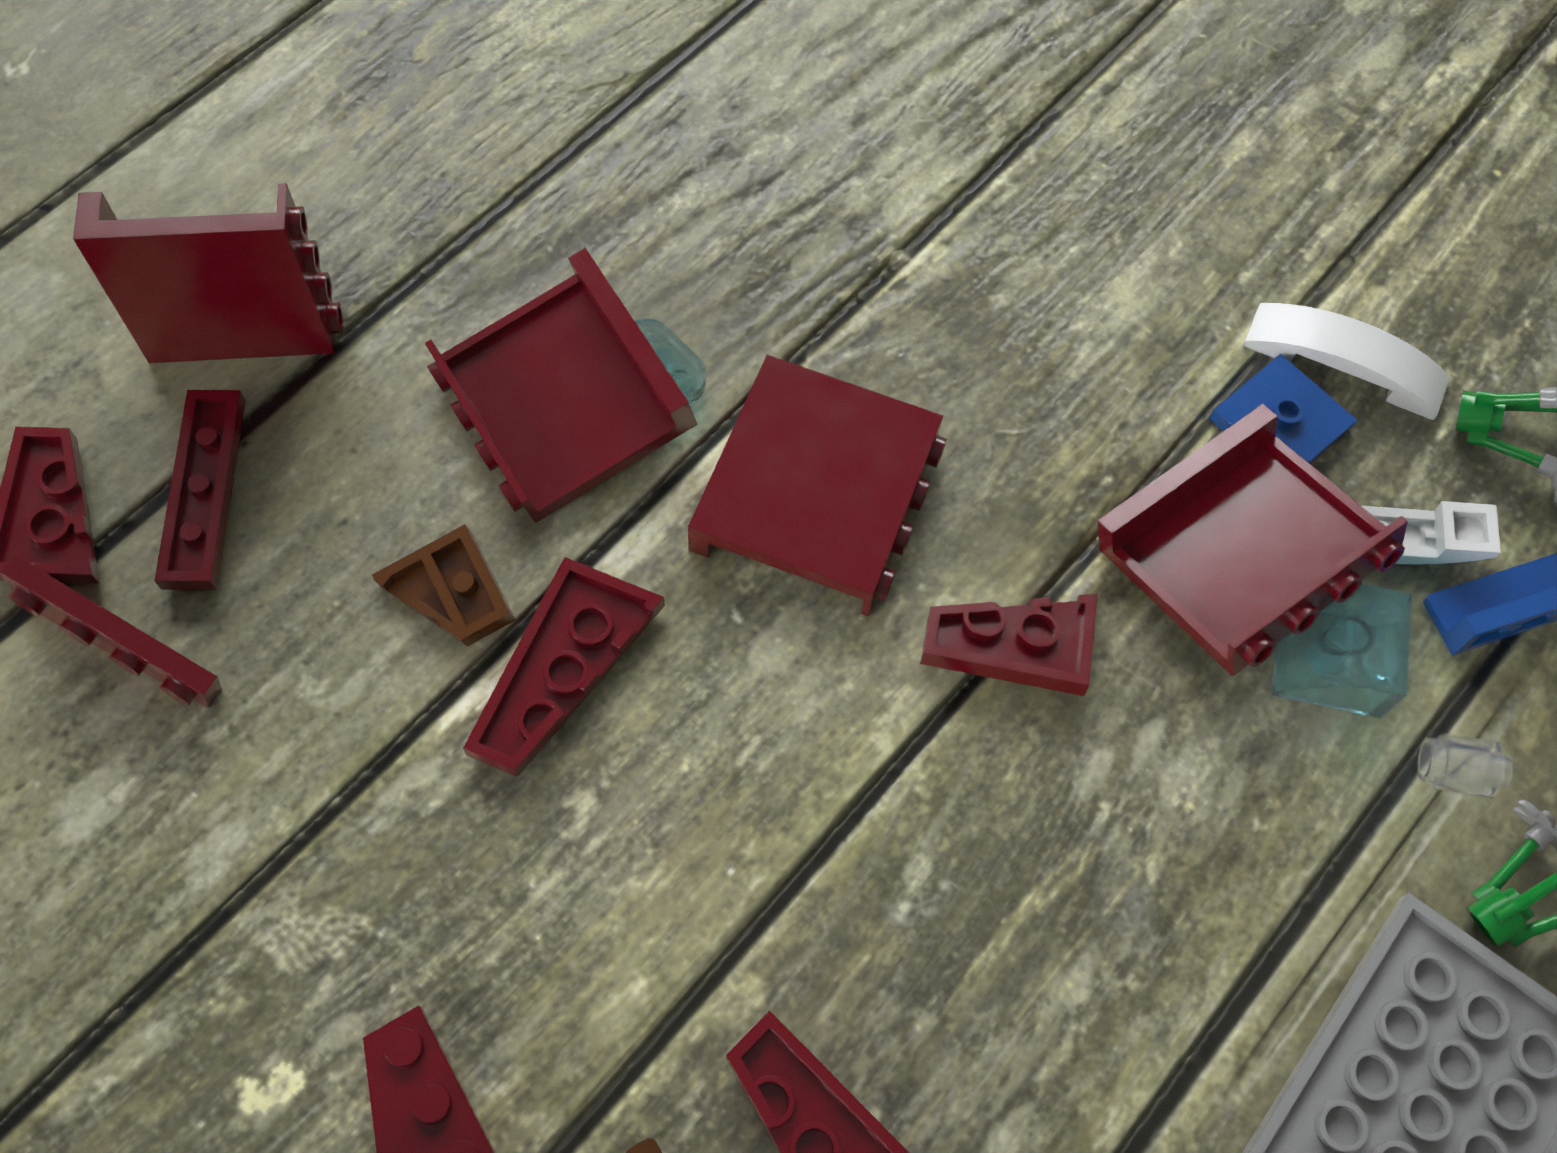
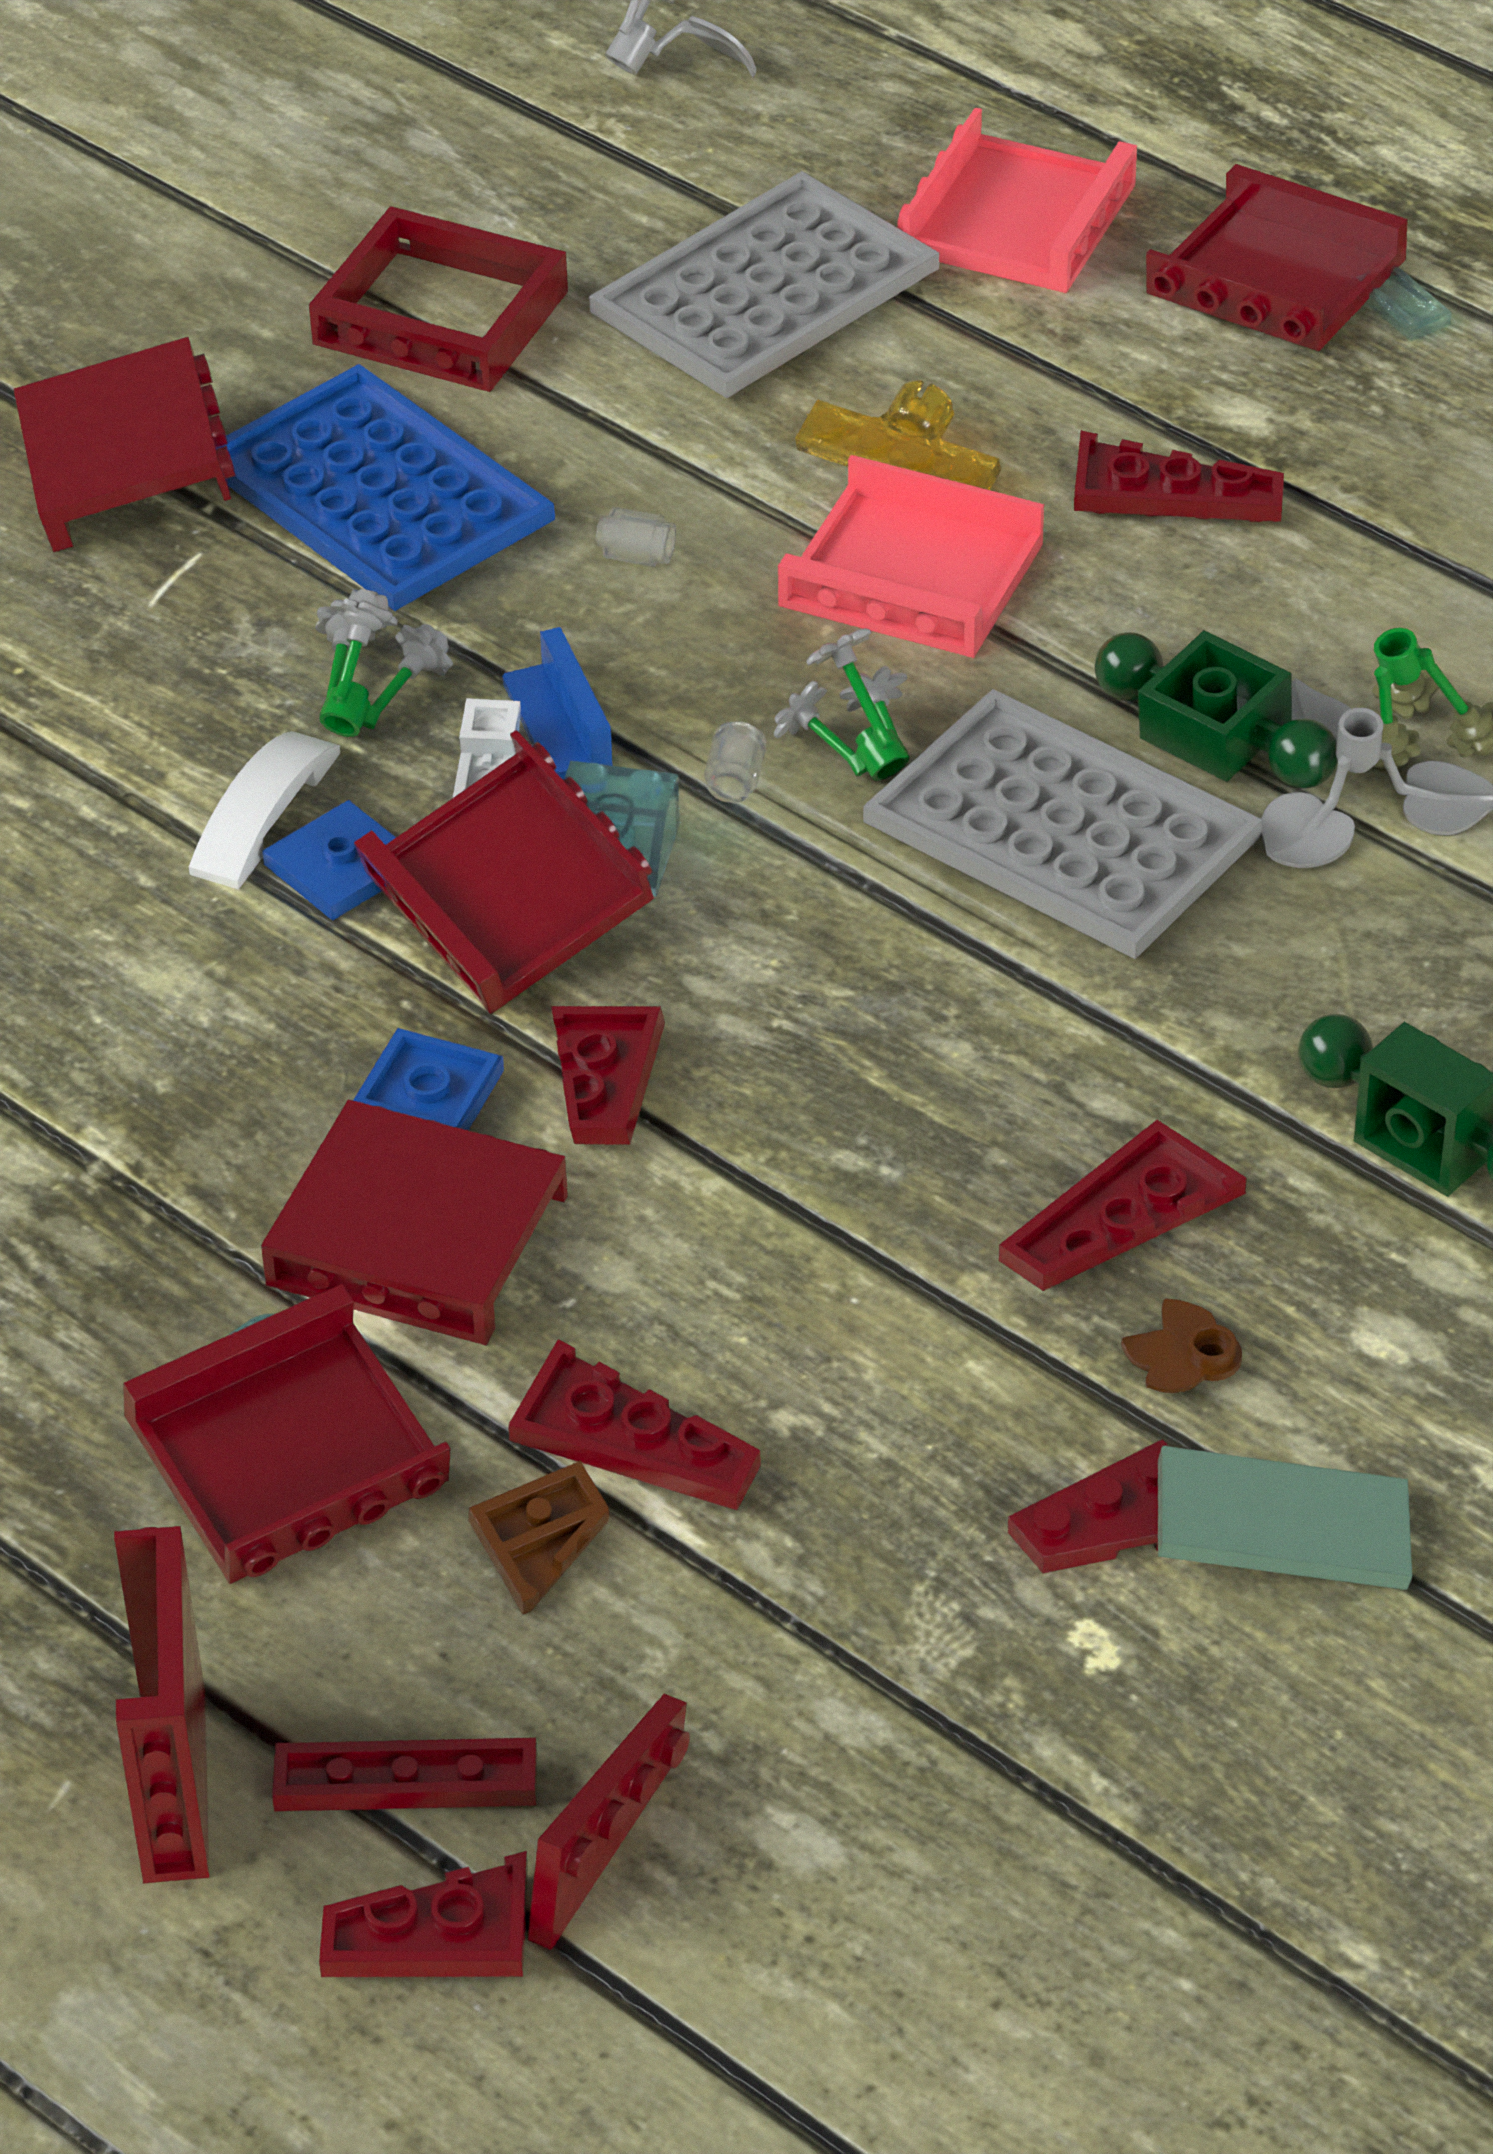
camera: 85 degrees left, 20 degrees down
(987, 492) = (432, 1079): none -> blue plate

